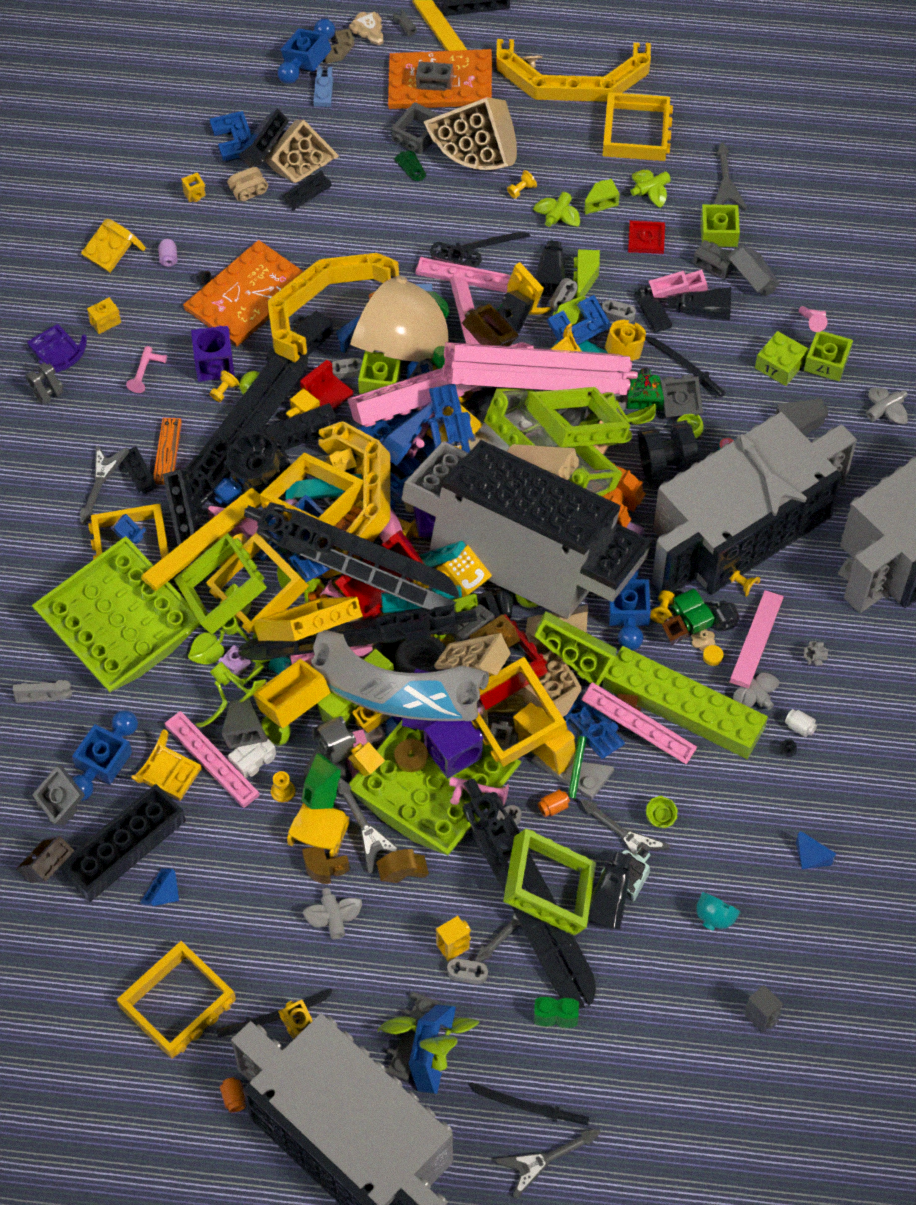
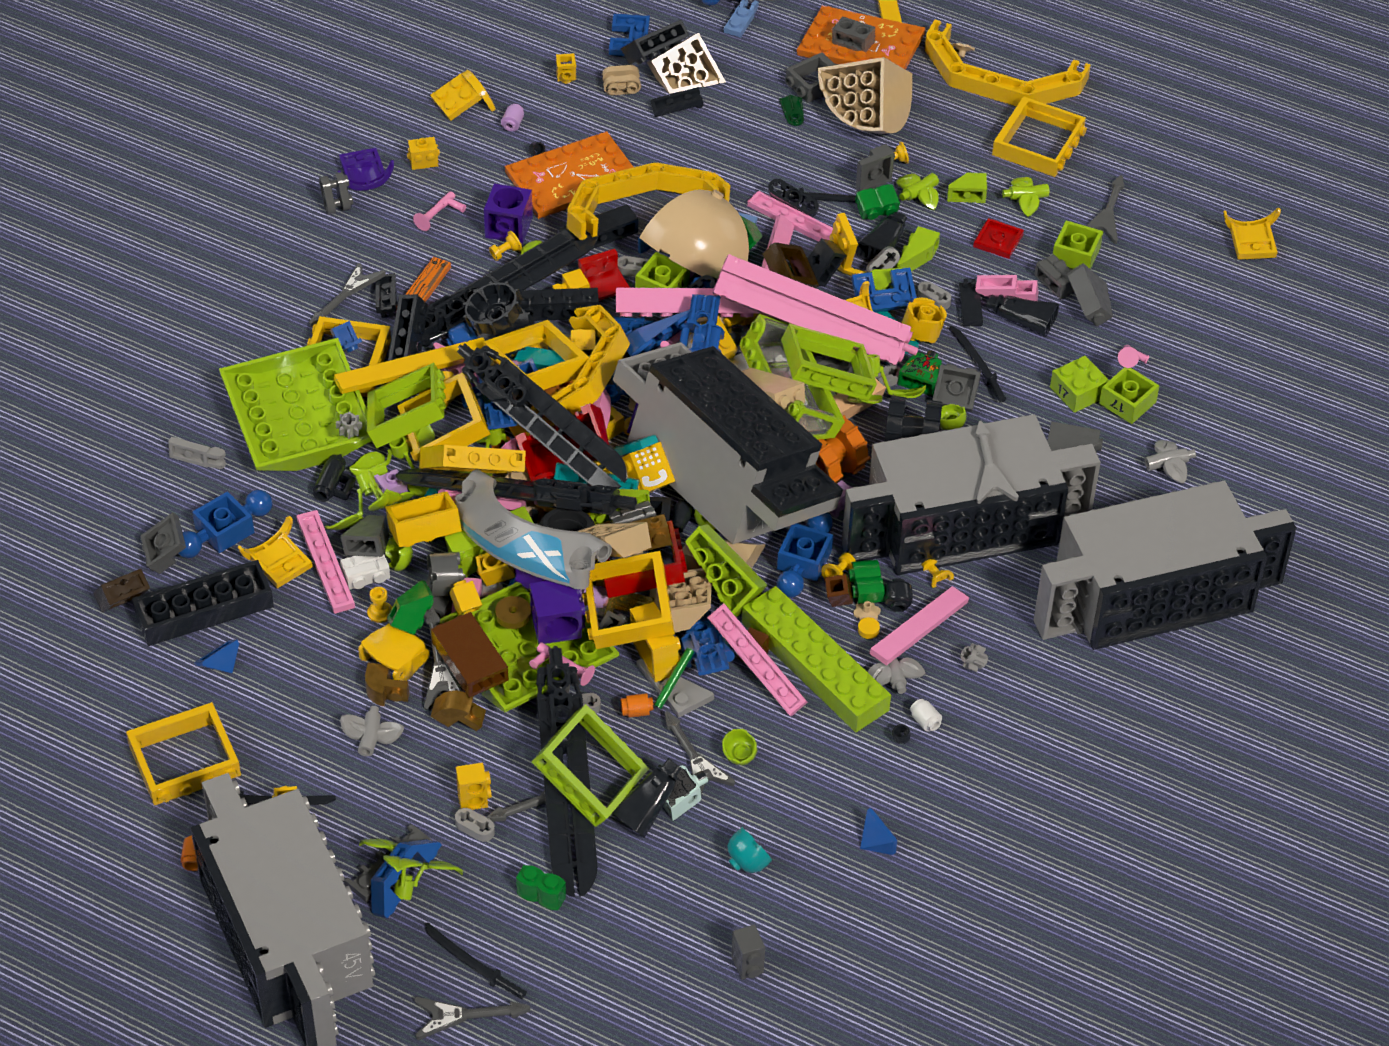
camera: 20 degrees right, 10 degrees down
(171, 620) = (349, 425): none -> light grey gear
(176, 675) = (329, 479): none -> black piece
(394, 812) = (469, 654): none -> reddish brown brick
(515, 204) = (876, 168): none -> dark grey plate
(530, 235) = (877, 201): none -> green brick
(858, 167) = (1253, 238): none -> yellow piece

